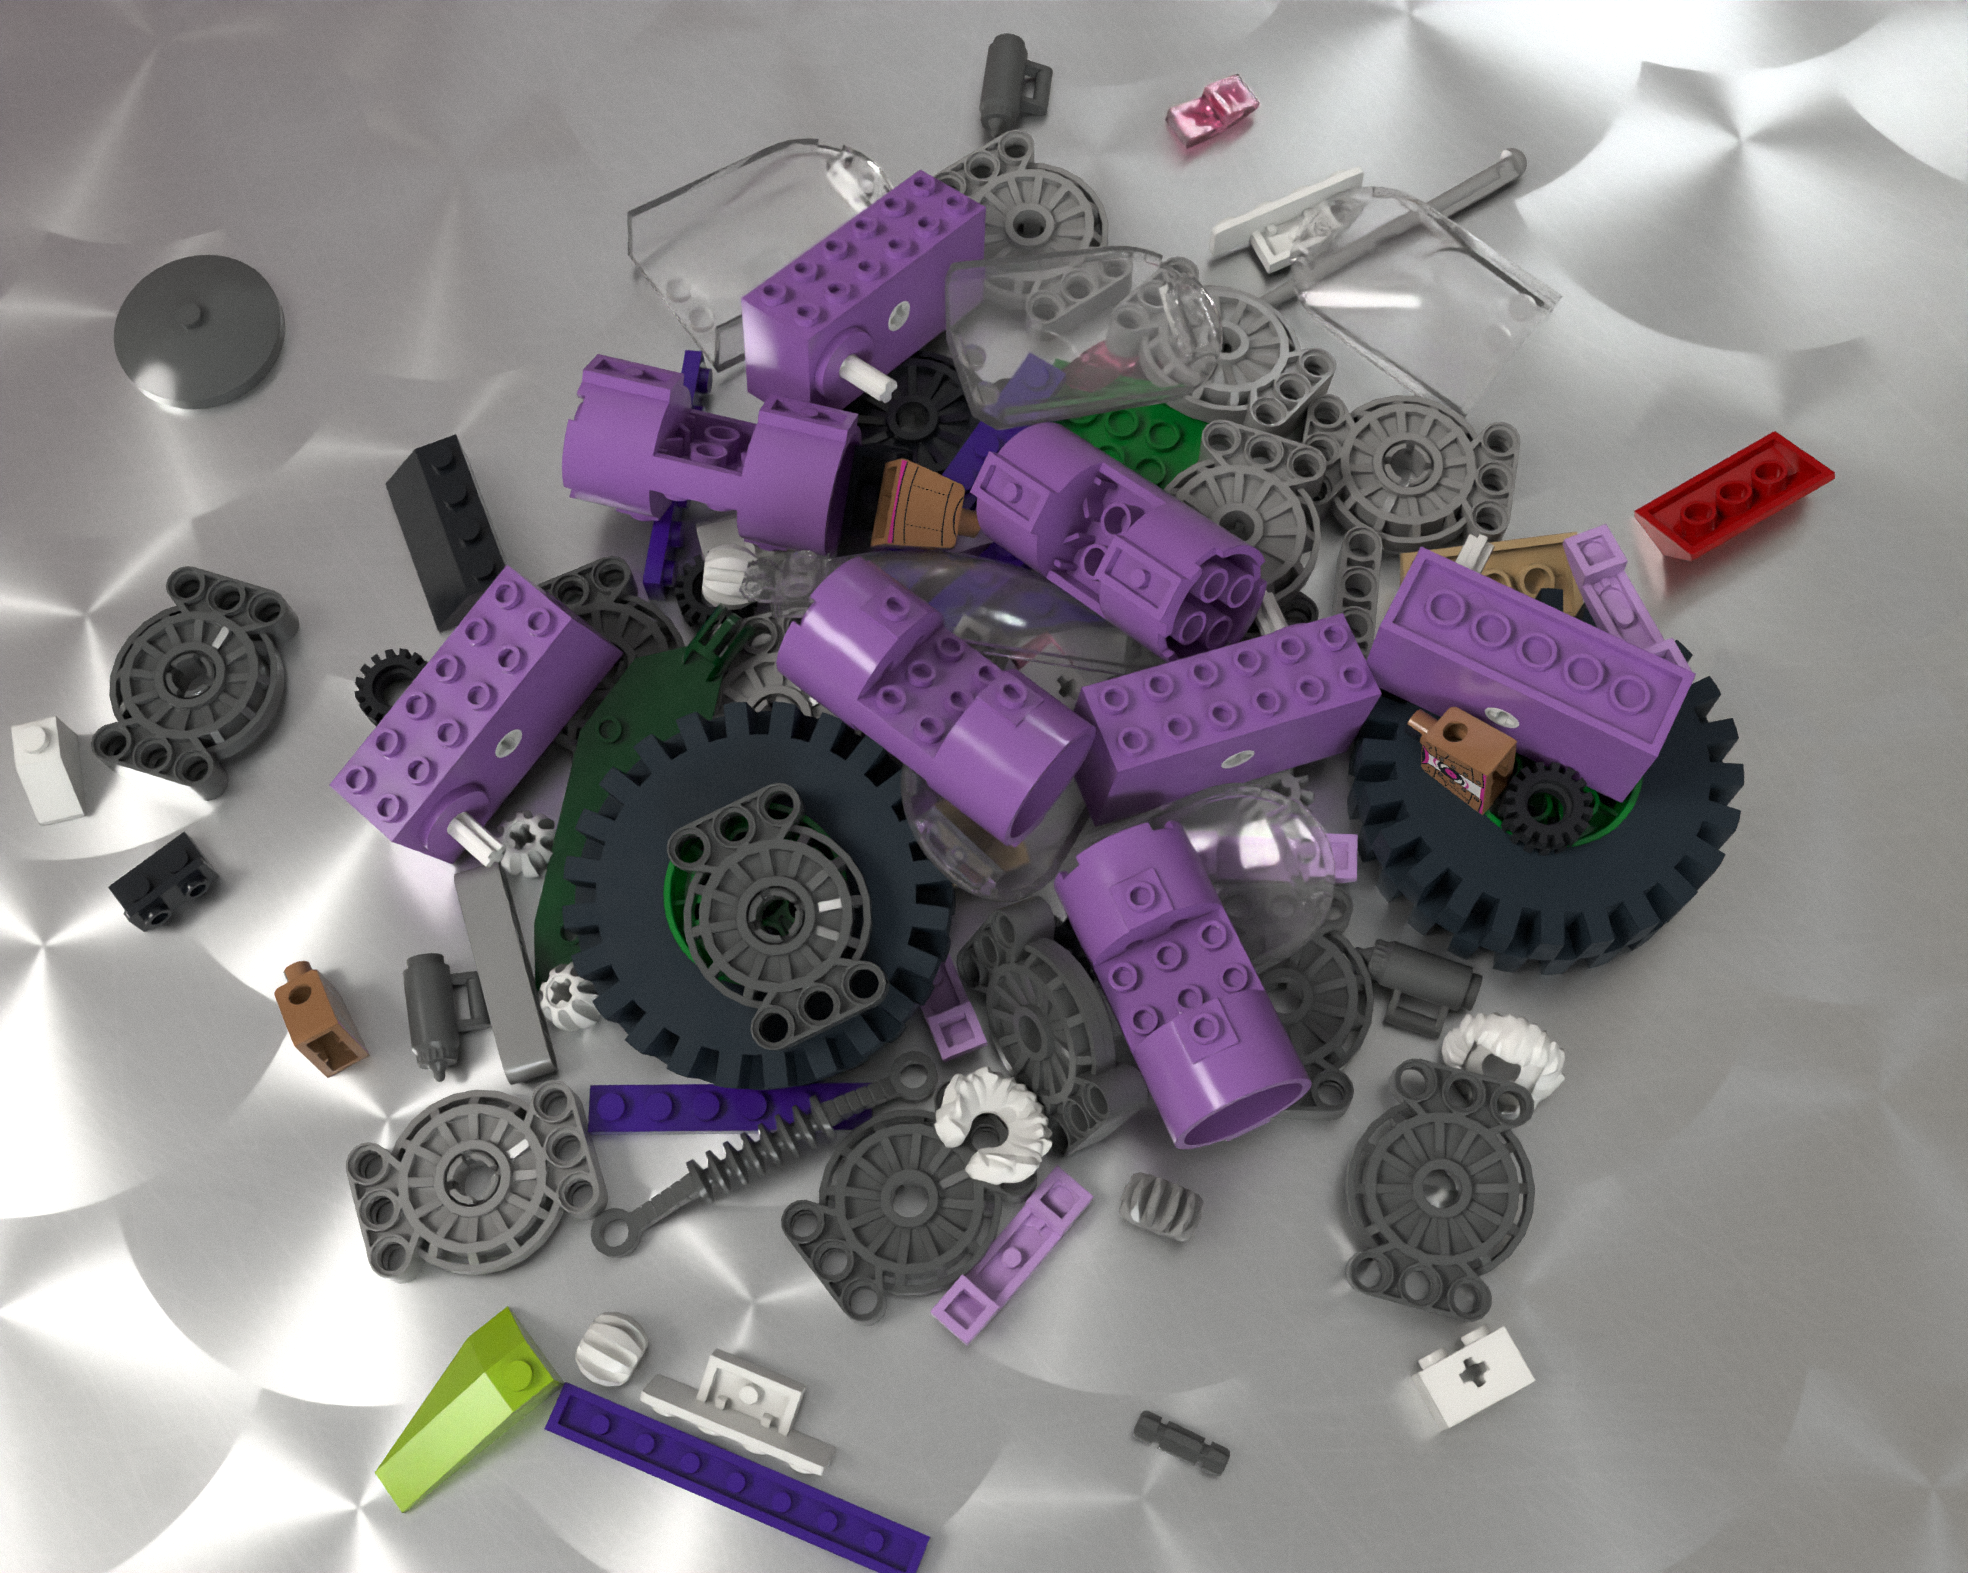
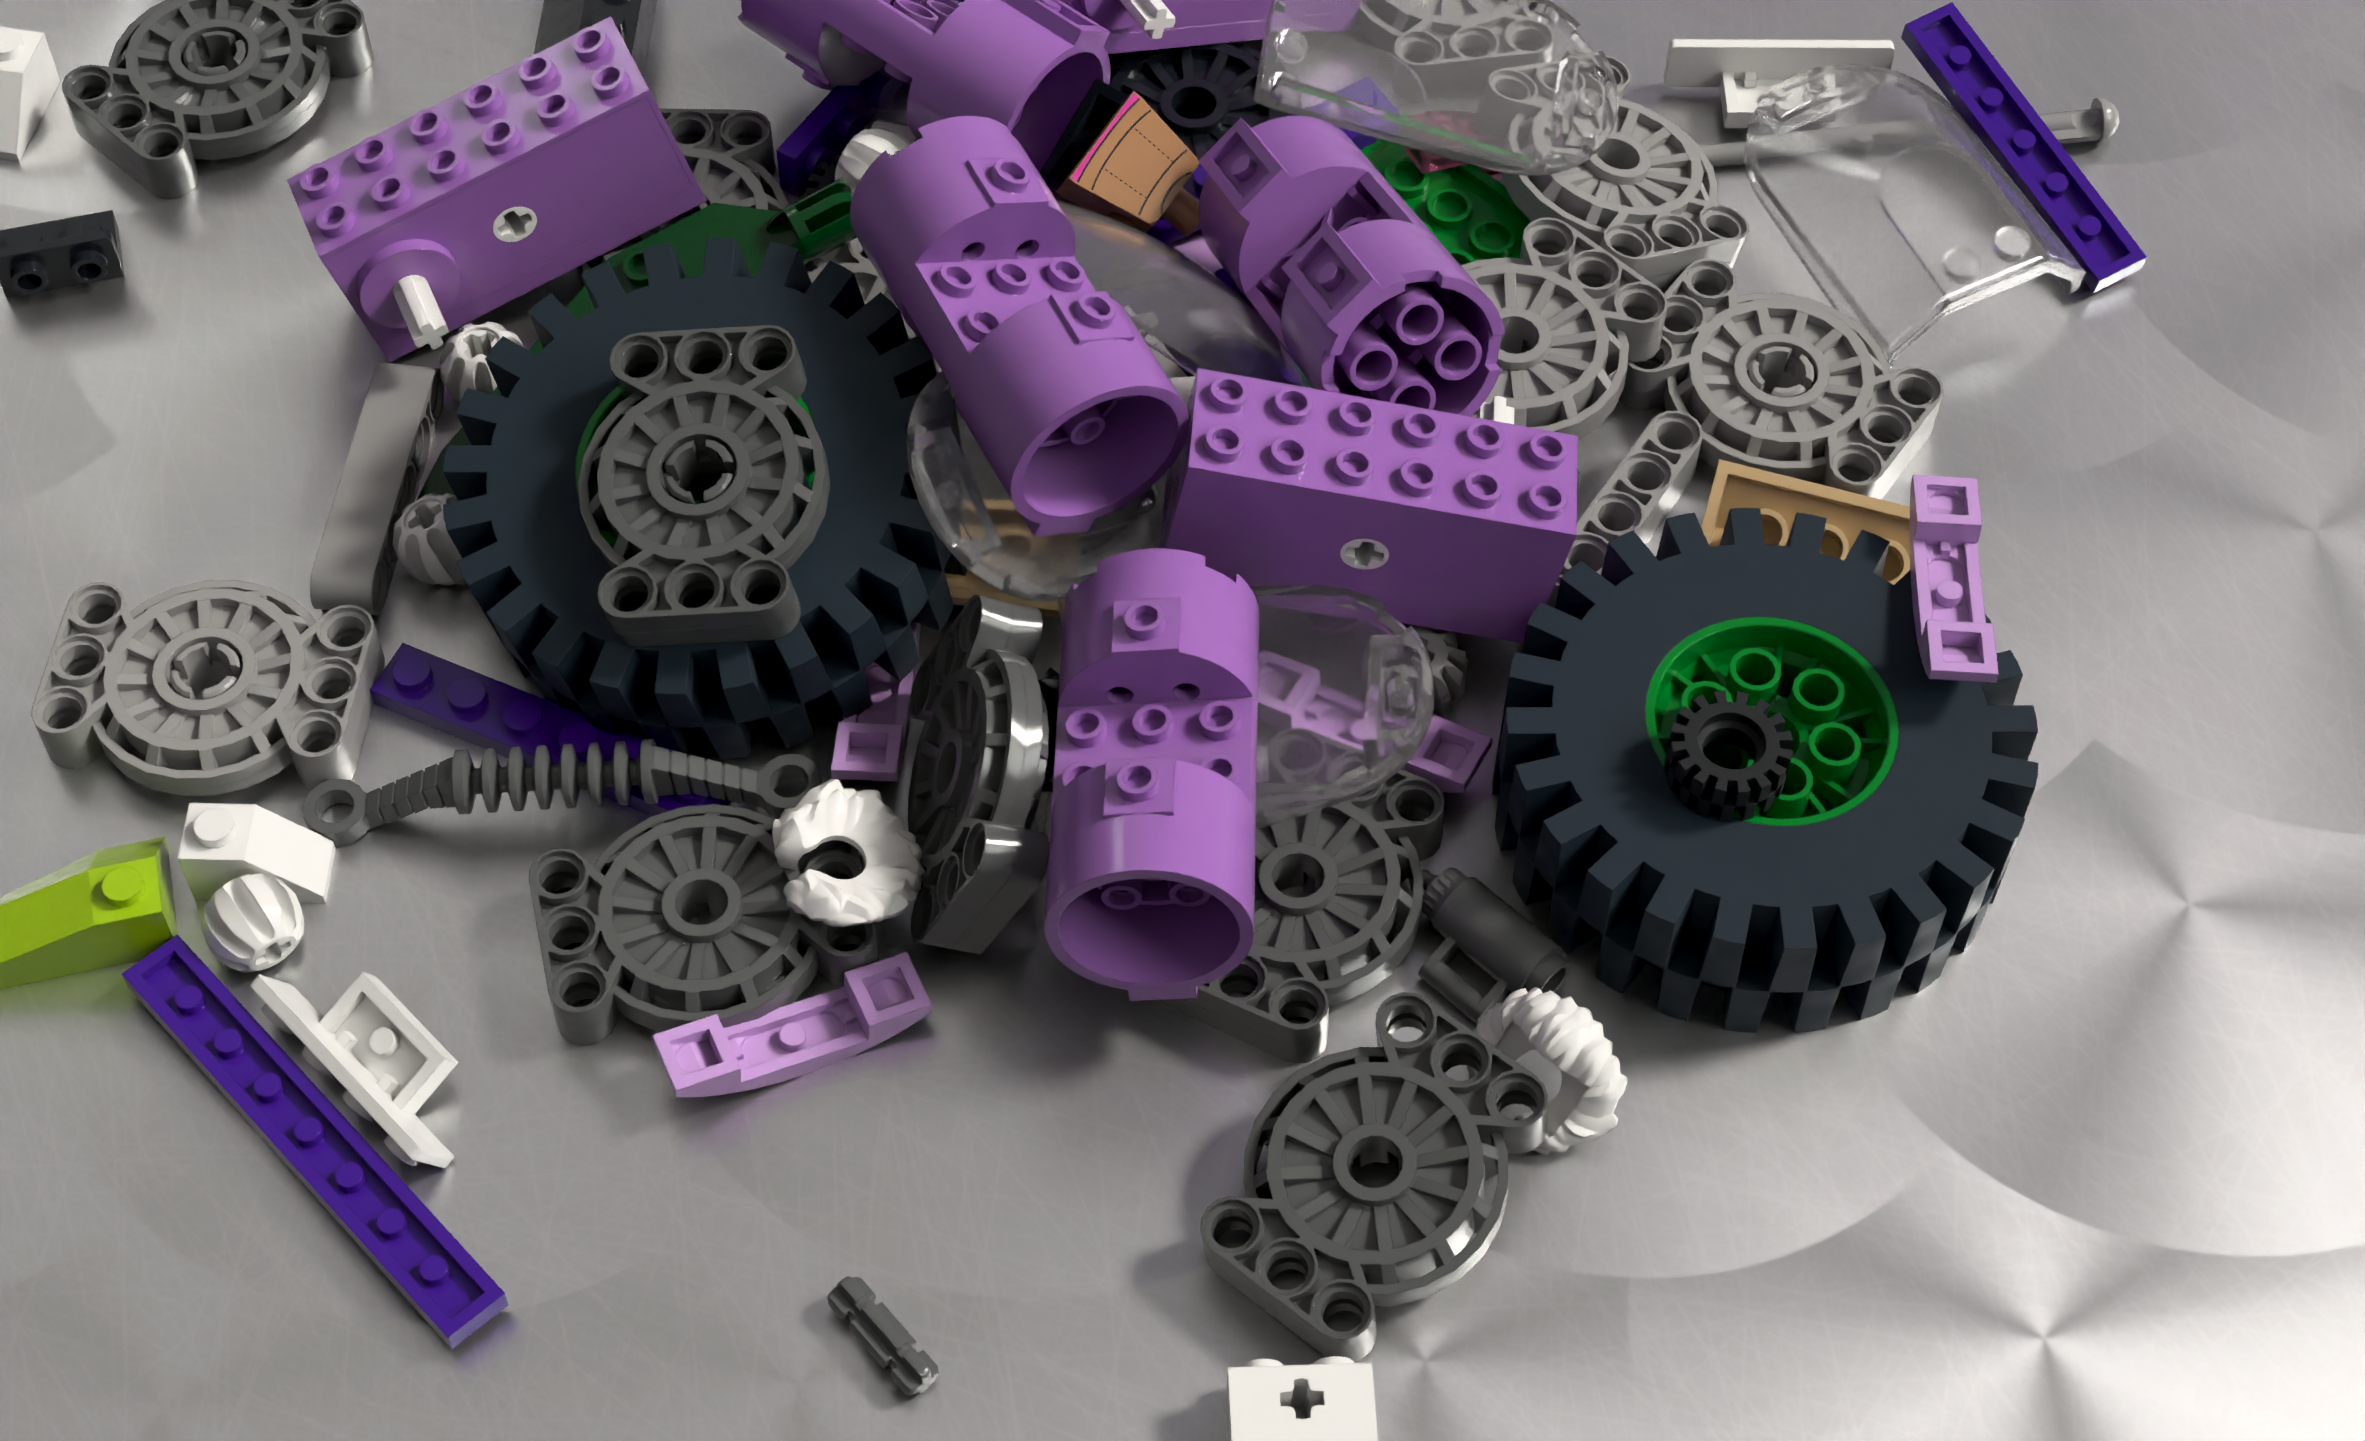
camera: 20 degrees right, 15 degrees down
(318, 1020) = (131, 423): medium nougat torso -> none
(433, 1011) = (270, 493): dark grey piece -> none
(582, 1294) = (246, 839): none -> white slope
(1161, 1206) = (1007, 1046): light grey gear -> none
(1464, 755) = (1651, 650): medium nougat torso -> none
(1477, 210) = (2023, 145): none -> dark purple plate
(1526, 671) = (1767, 570): medium lavender piece -> none
(1731, 497) = (2197, 569): red slope -> none

